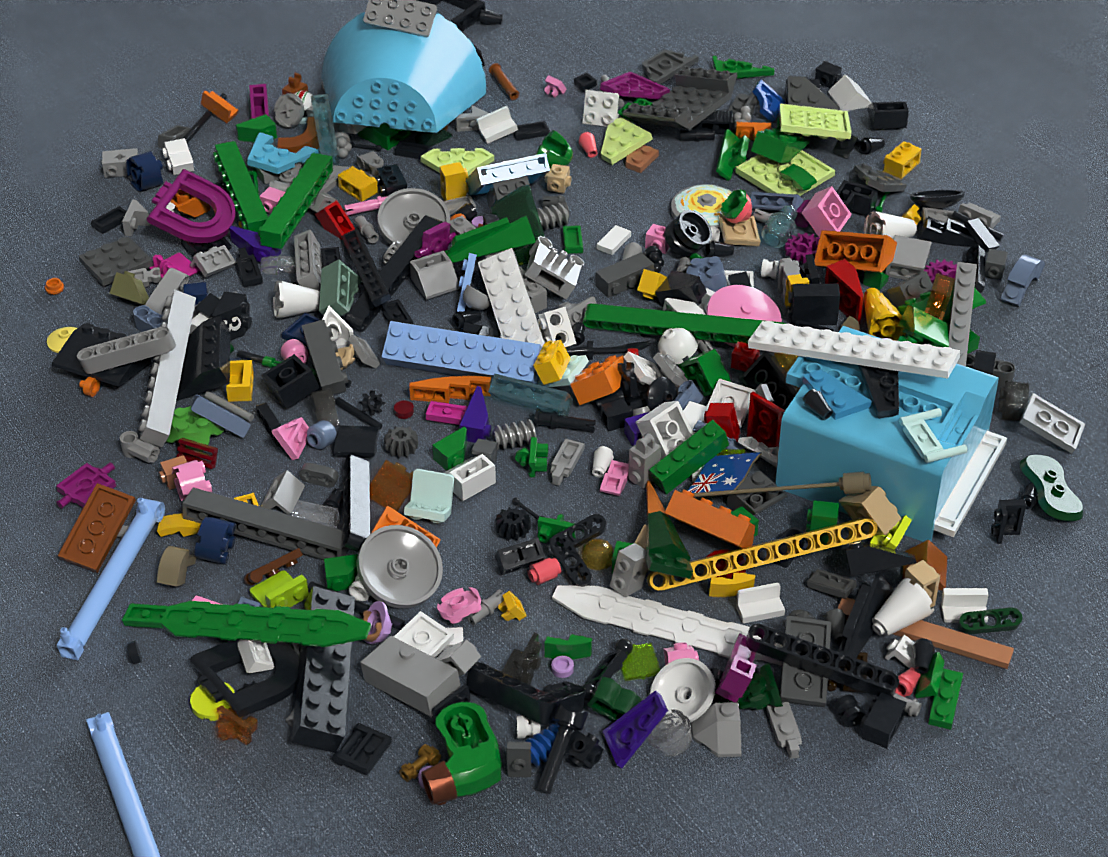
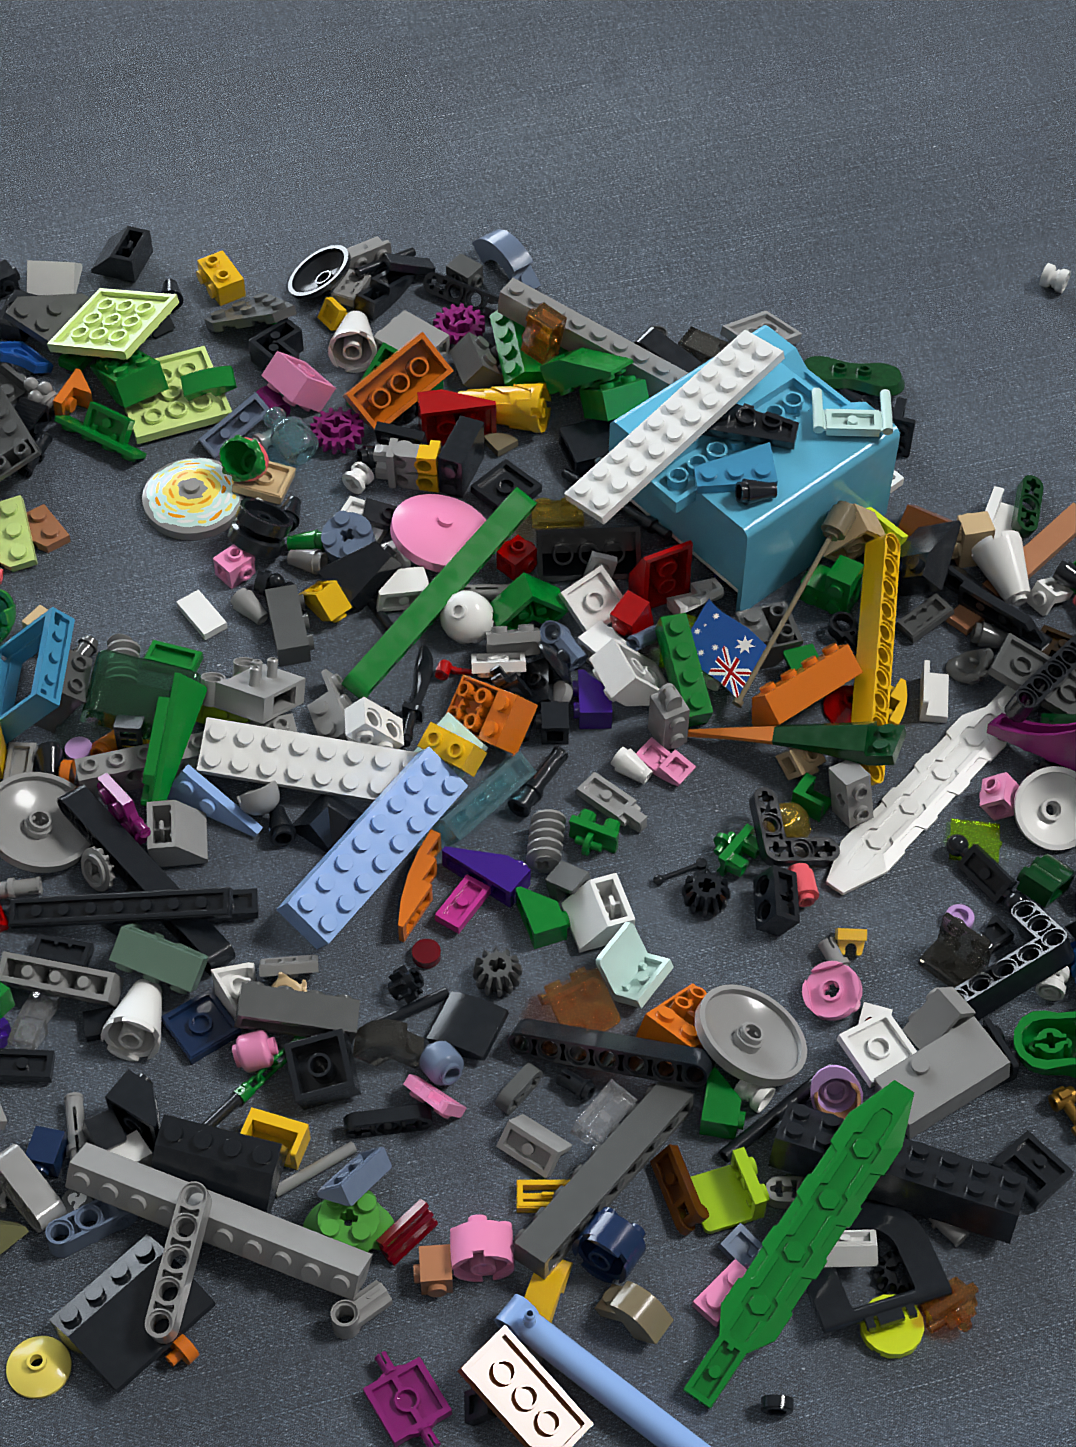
camera: 70 degrees left, 10 degrees up
(575, 647) = (939, 894): green slope -> none

